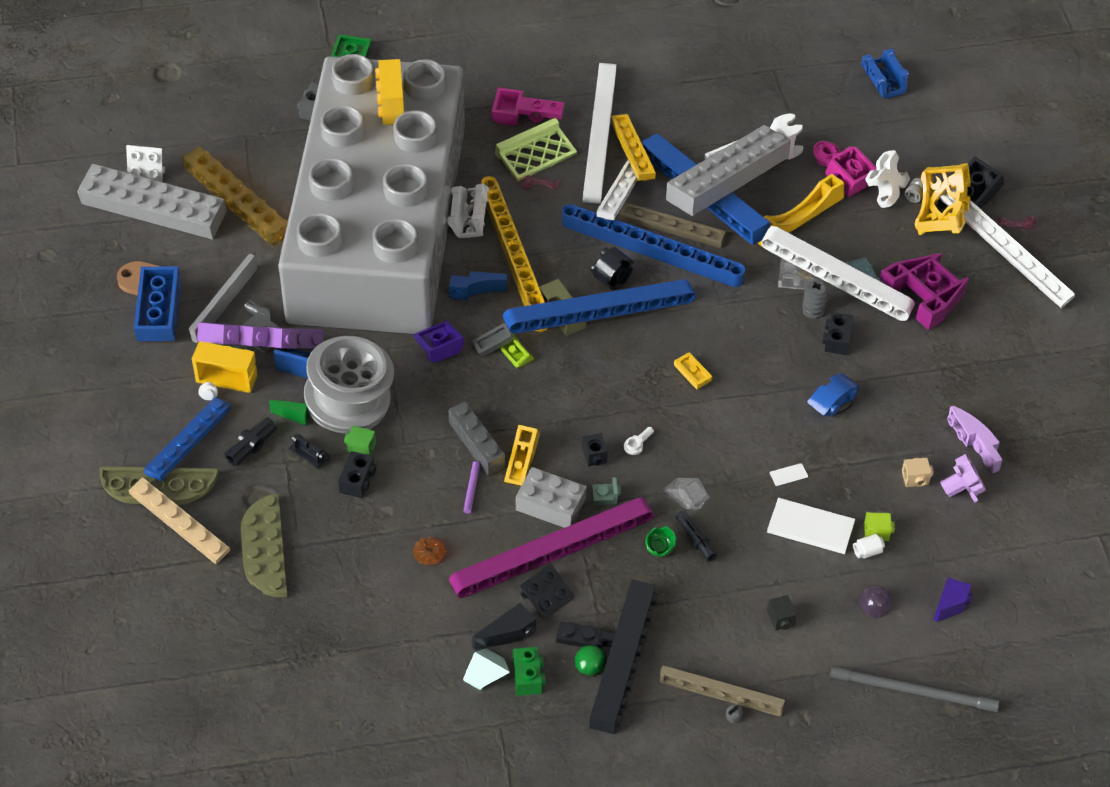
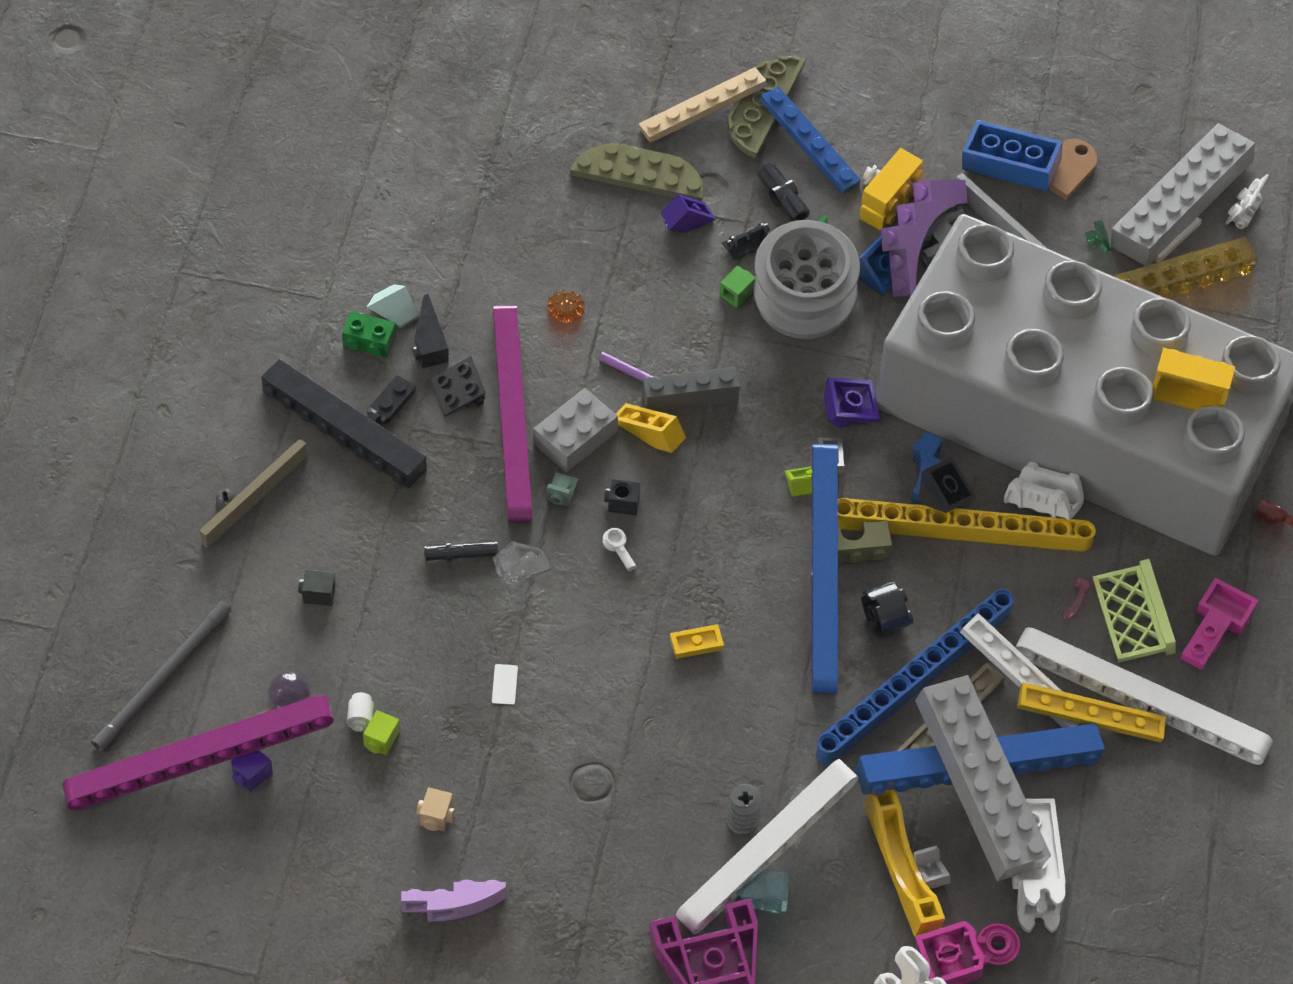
camera: 110 degrees right, 5 degrees up
(212, 240) = (1098, 237): none -> clear green tile
(302, 496) = (686, 214): none -> dark purple slope
(357, 469) = (693, 269): black brick -> none
(496, 261) = (944, 487): none -> black slope
(590, 660) = (356, 394): green hair -> none
(660, 541) = (466, 510): green hair -> none
(792, 199) = (931, 867): none -> light grey bracket
(811, 525) = (420, 672): white tile -> none
(832, 396) = (591, 777): blue brick -> none
(838, 334) = (679, 826): black brick -> none
(964, 478) = (395, 848): lavender piece -> none
(975, 623) = (197, 752): none -> magenta beam

